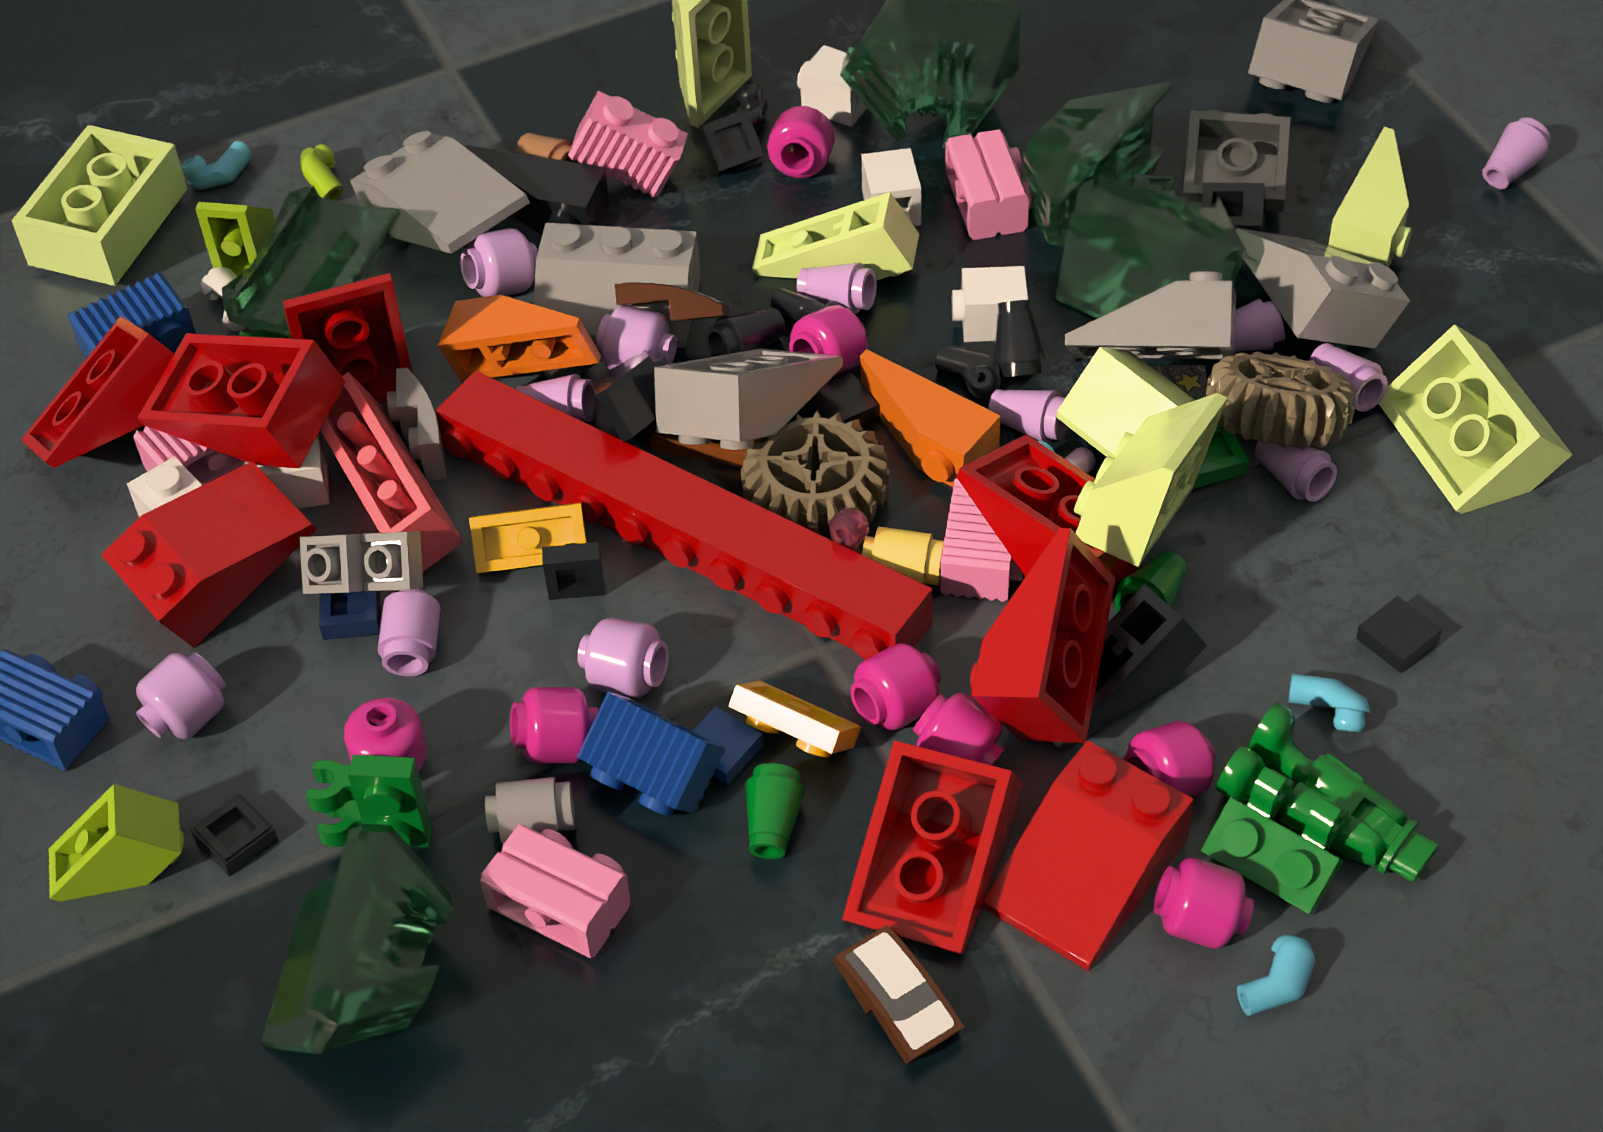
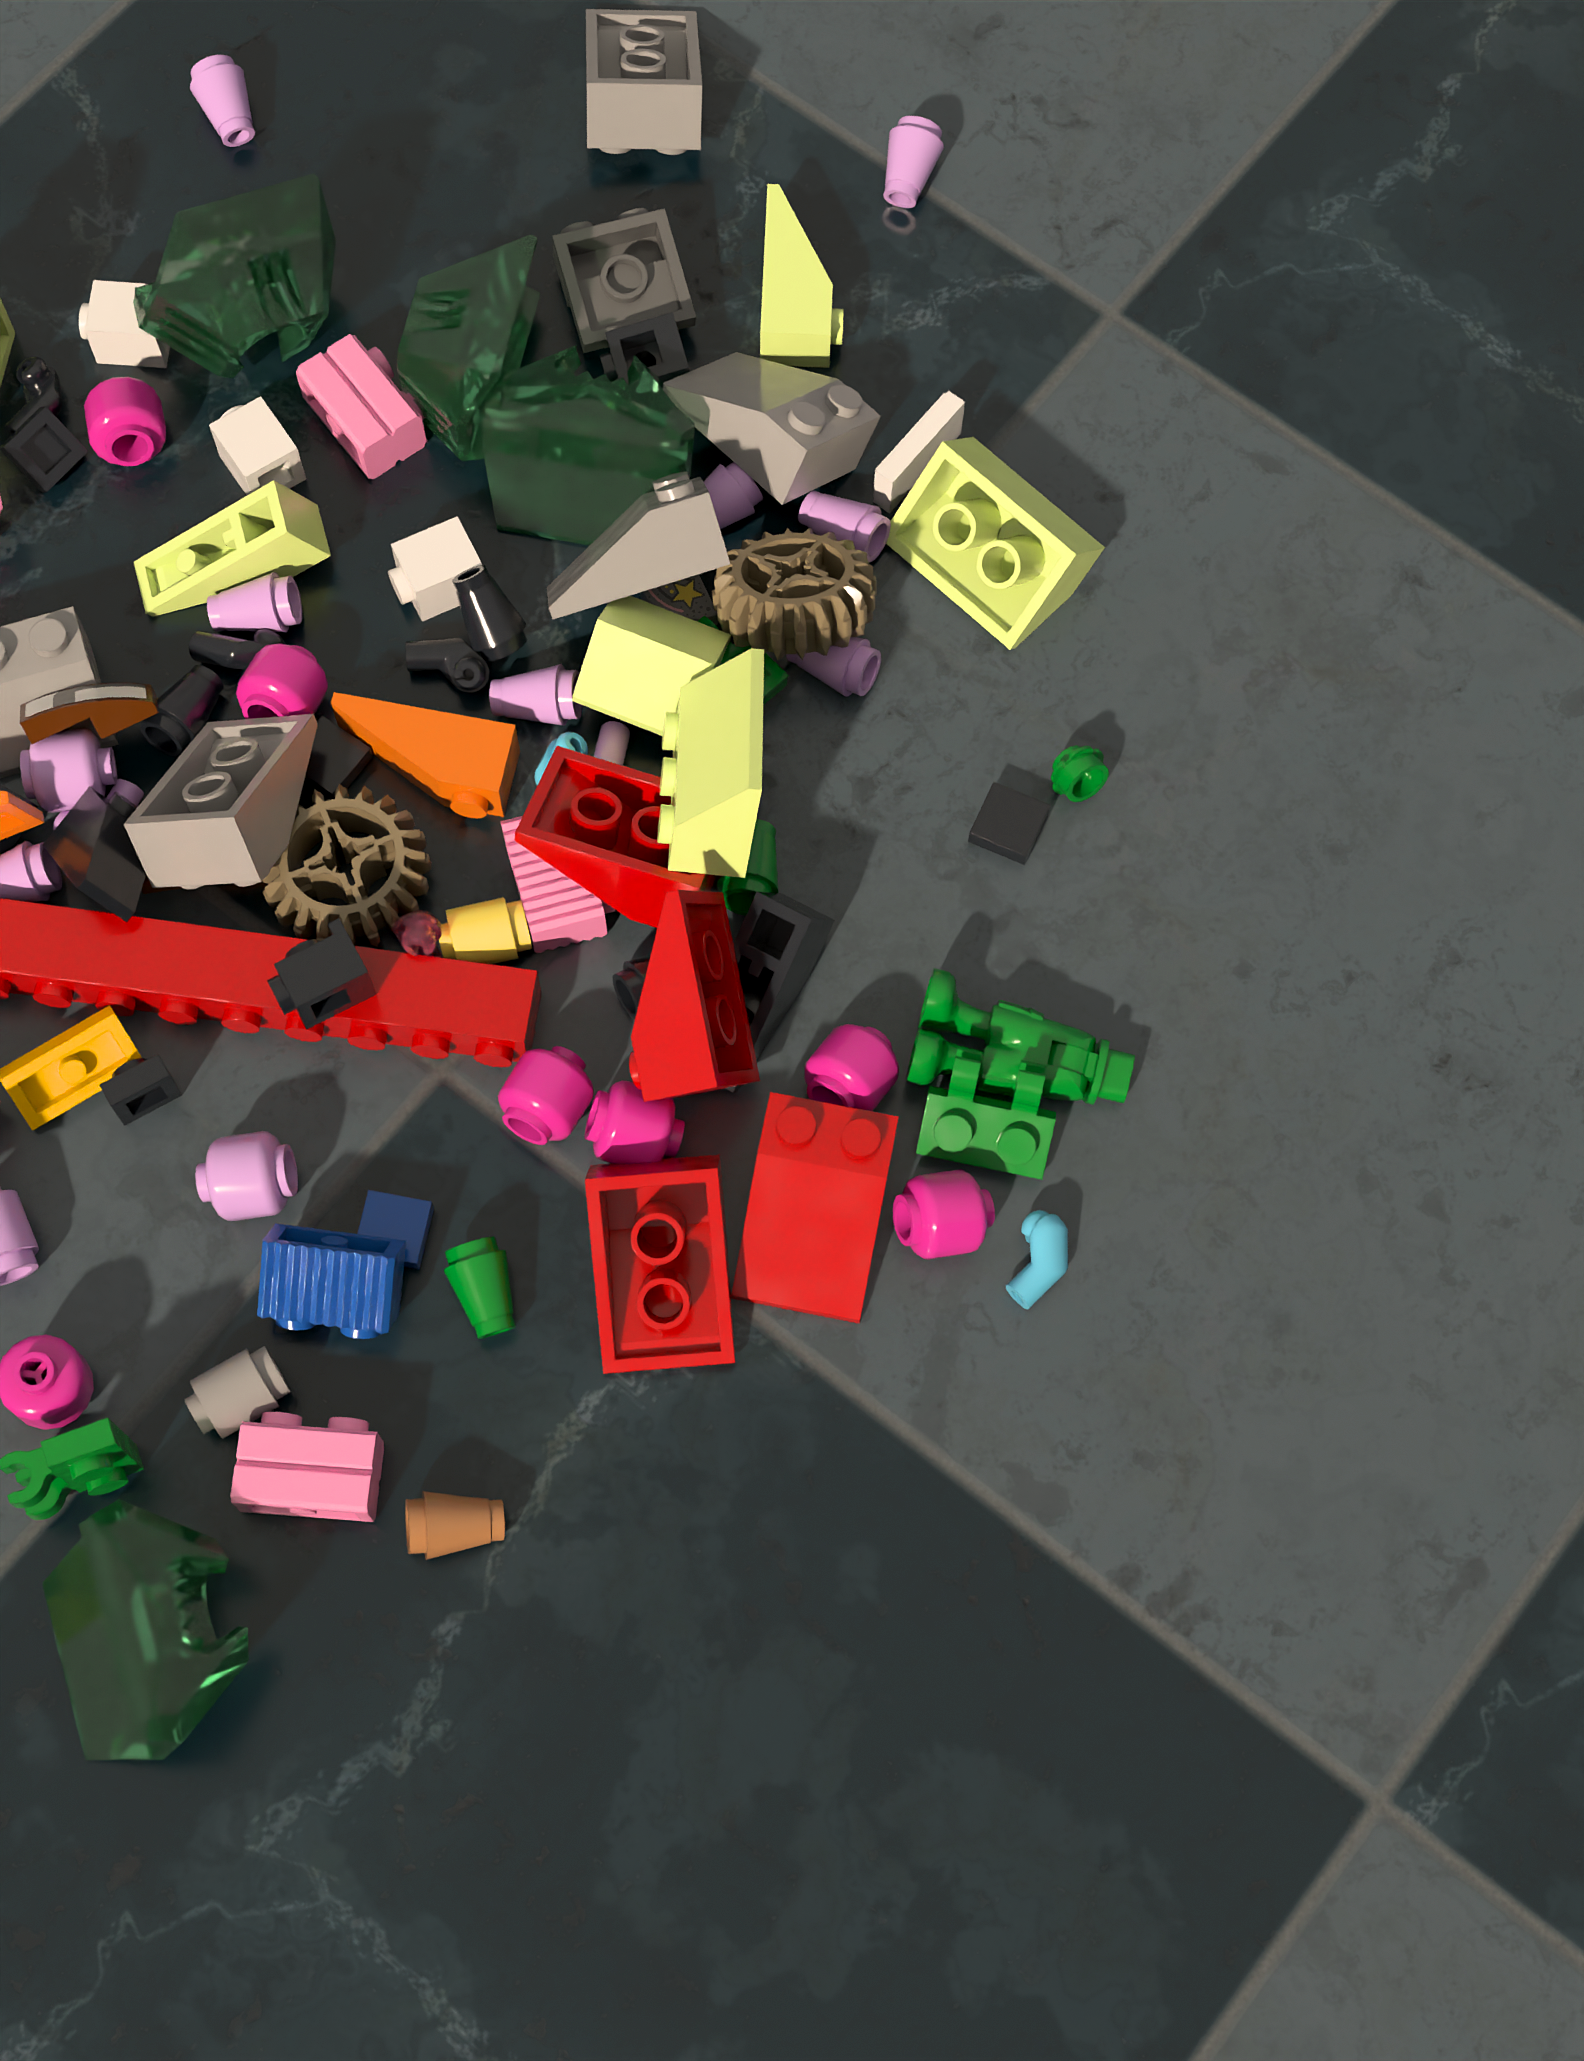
camera: 30 degrees left, 20 degrees up
(551, 724) = (211, 1285): dark pink head -> none
(652, 978) = (451, 1523): none -> medium nougat cone
(752, 525) = (321, 977): none -> black brick
(775, 710) = (456, 1170): plate -> none
(898, 992) = (694, 1433): slope -> none
(1332, 694) = (976, 922): medium azure arm -> none
(1413, 342) = (909, 458): none -> white tile
(1479, 615) = (1079, 772): none -> green plate

